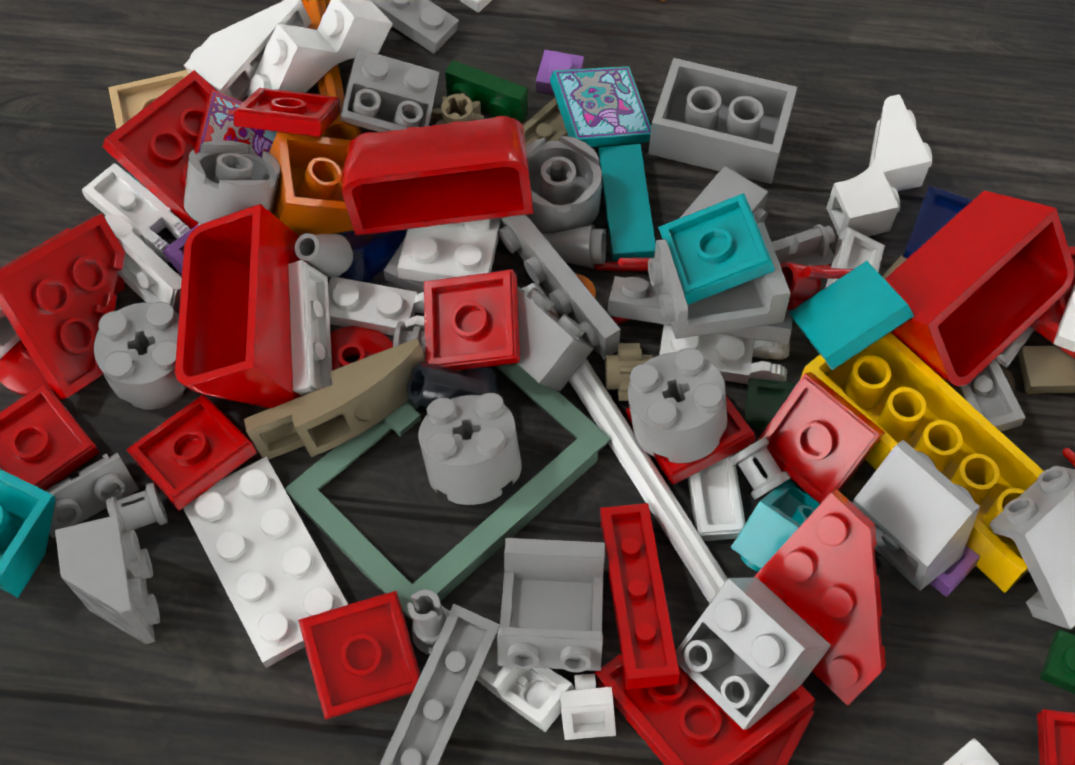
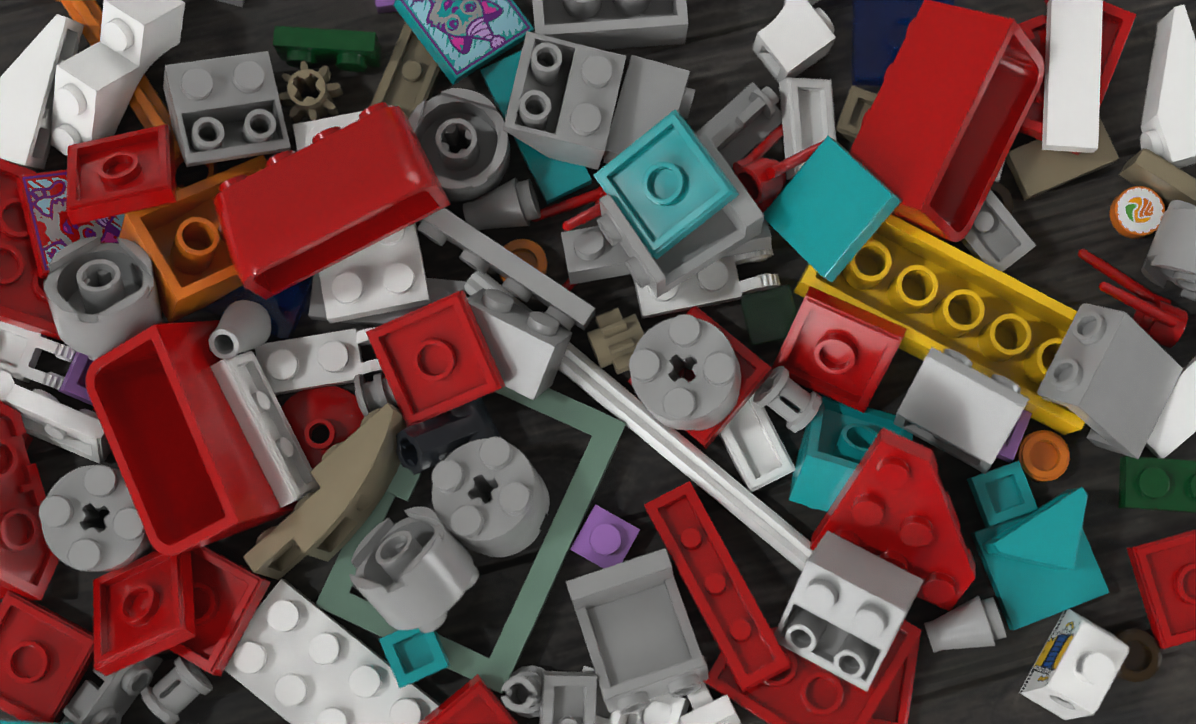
camera: 25 degrees left, 20 degrees up
(143, 428) = (142, 610): none -> red plate
(349, 549) = (414, 655): none -> teal plate
(379, 476) = (413, 570): none -> light grey brick
(555, 522) = (604, 538): none -> medium lavender plate
(656, 176) = (564, 99): none -> light grey slope
(859, 722) = (966, 626): none -> light grey cone
(930, 619) = (1002, 494): none -> teal plate
(948, 695) = (1035, 591): none -> teal tile
(956, 660) = (1046, 535): none -> teal slope
(978, 604) = (1043, 456): none -> orange tile

